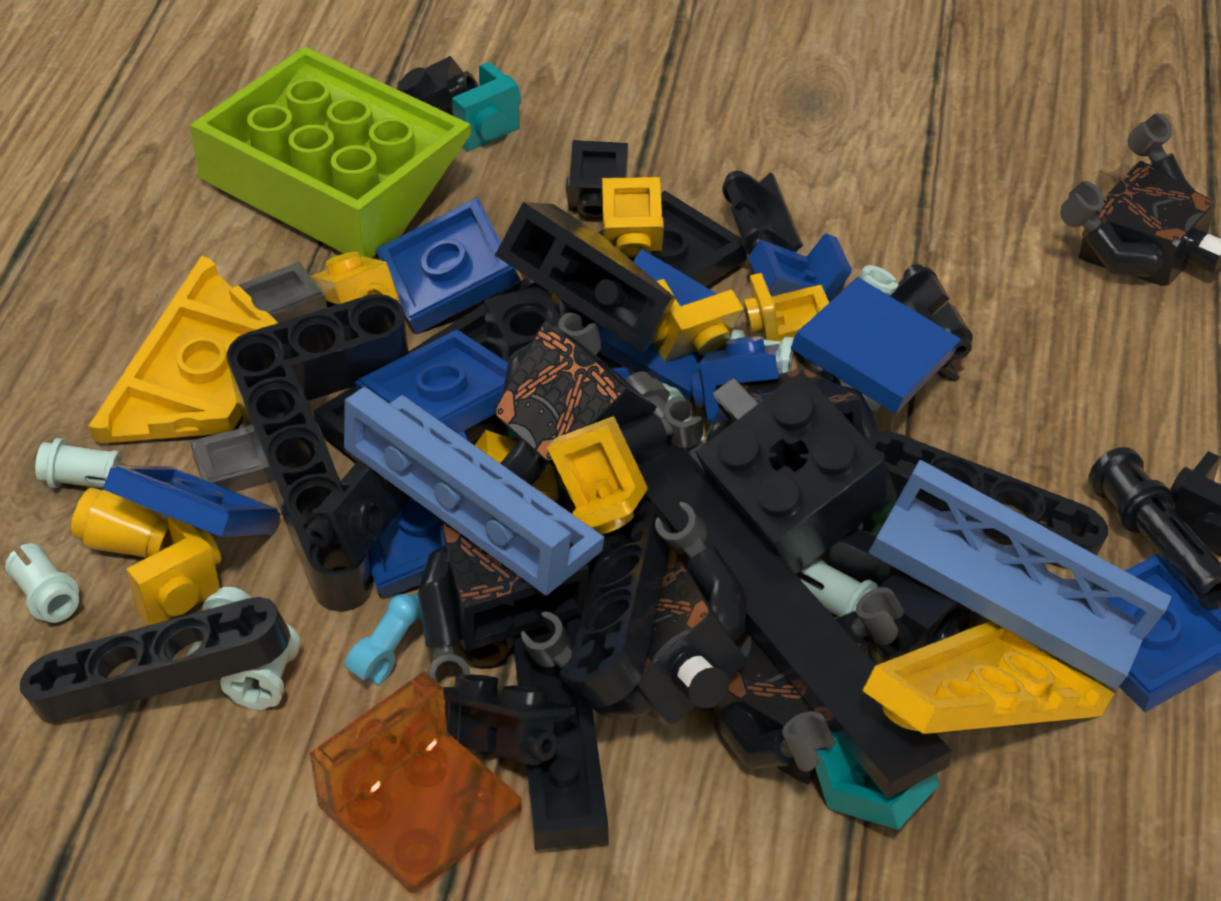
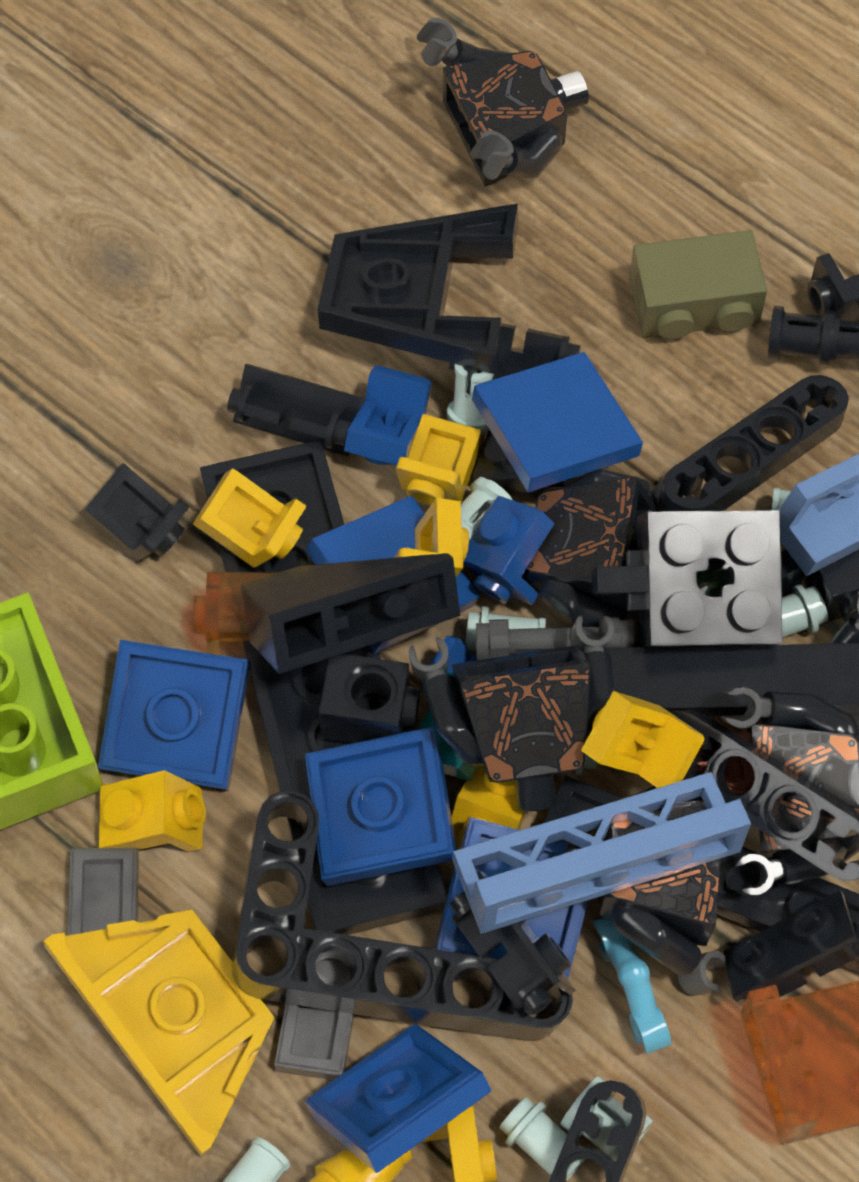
camera: 60 degrees left, 20 degrees up
(922, 219) = (395, 283): none -> black wing
(1110, 399) = (697, 284): none -> olive brick

